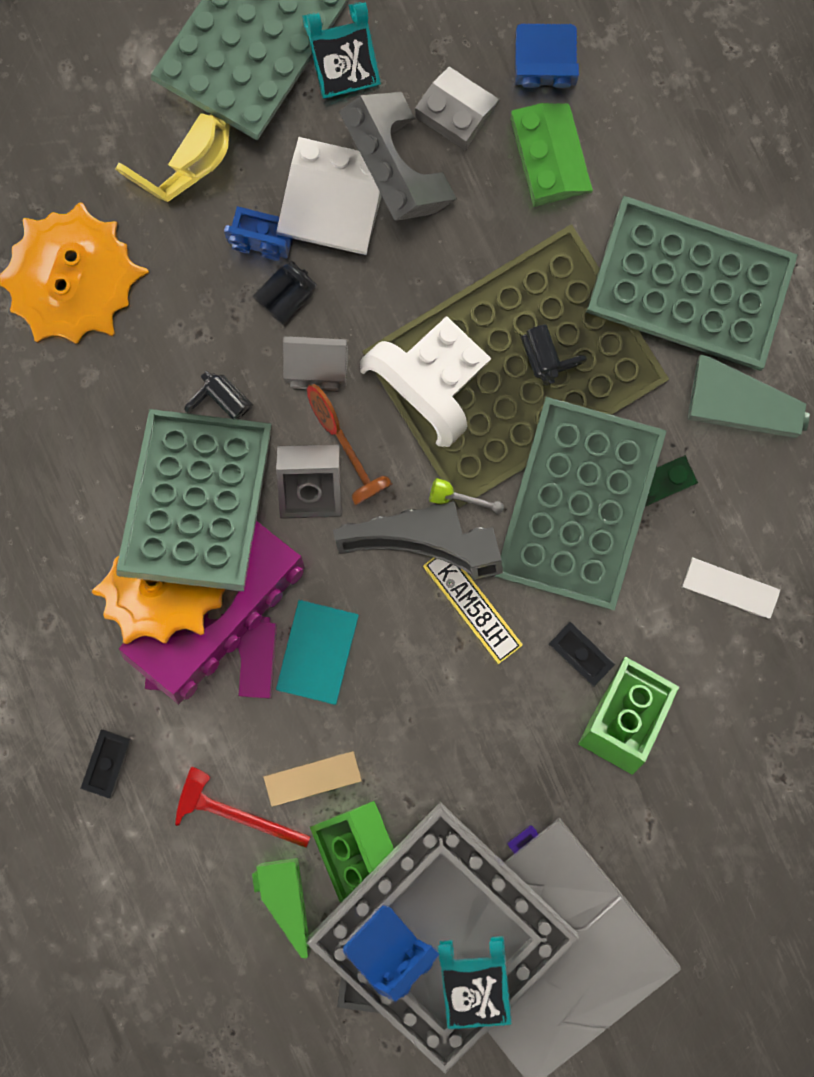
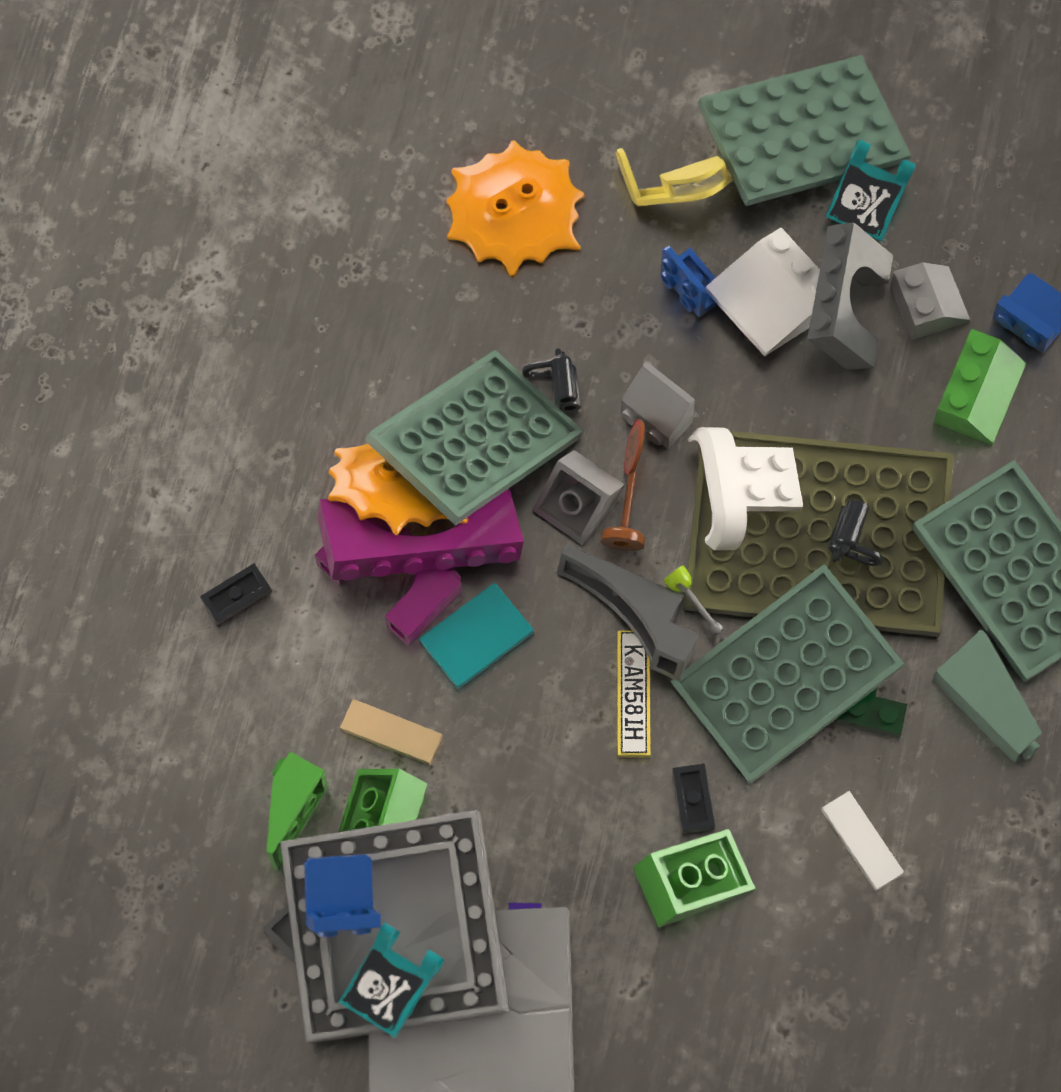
camera: 35 degrees right, 15 degrees down
(194, 799) = (282, 675): red piece -> none
(285, 292) = (677, 340): black piece -> none

